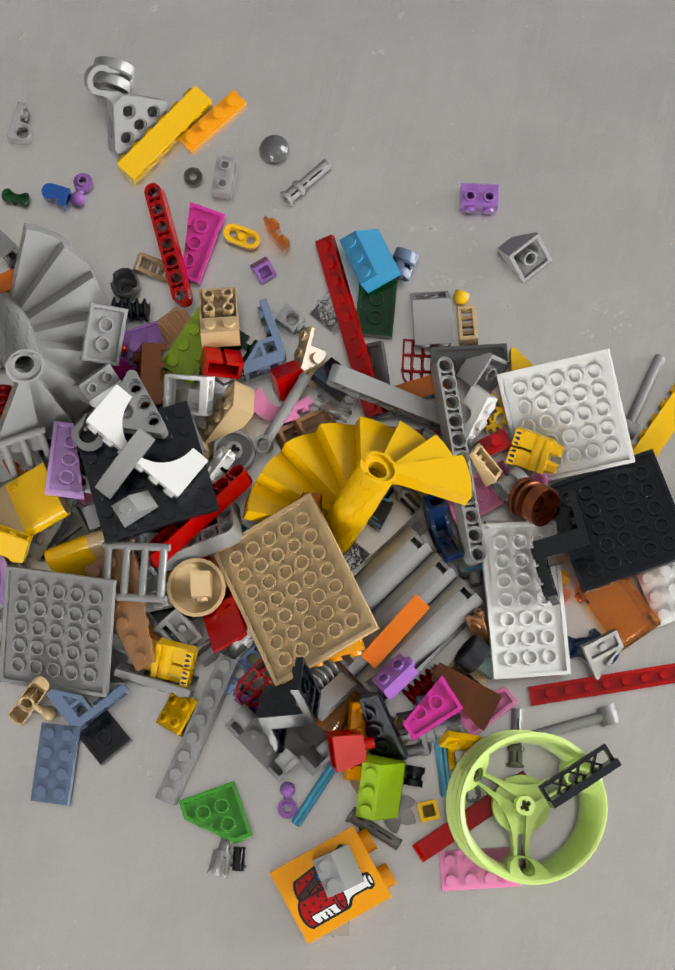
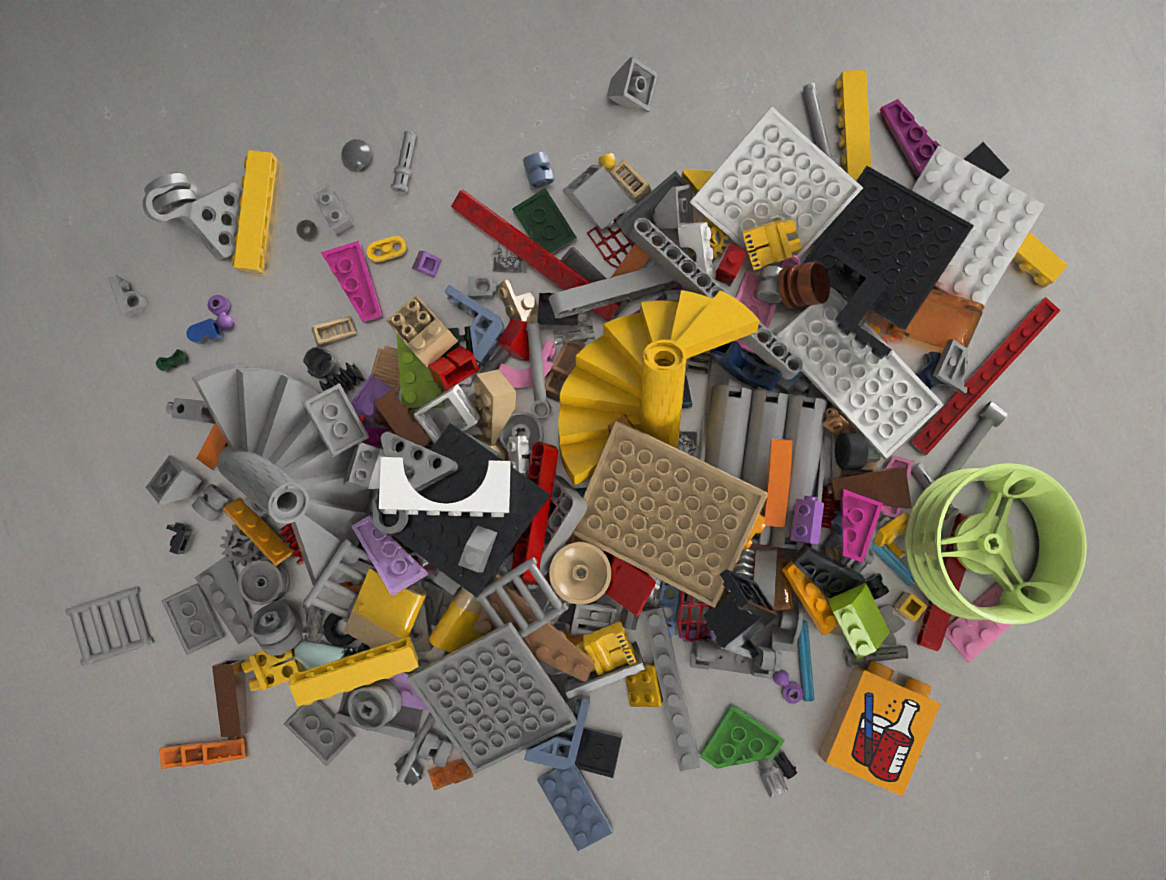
camera: 30 degrees left, 5 degrees up
(30, 701) = (514, 772): tan piece -> none
(124, 463) = (440, 518): light grey slope -> none
(174, 251) = (322, 300): red beam -> none
(201, 585) = (585, 570): tan slope -> none
(212, 121) = (286, 170): light orange plate -> none
(255, 384) = (494, 364): none -> light grey pin
(273, 230) = (408, 223): clear orange slope -> none
(338, 871) = (882, 719): light grey slope -> none
(347, 748) = (812, 611): torso -> none
(370, 258) = (508, 185): dark azure slope -> none
(479, 198) = (558, 66): medium lavender brick -> none
(485, 465) = (740, 285): tan slope -> none
(582, 783) = (1038, 488): black fence -> none

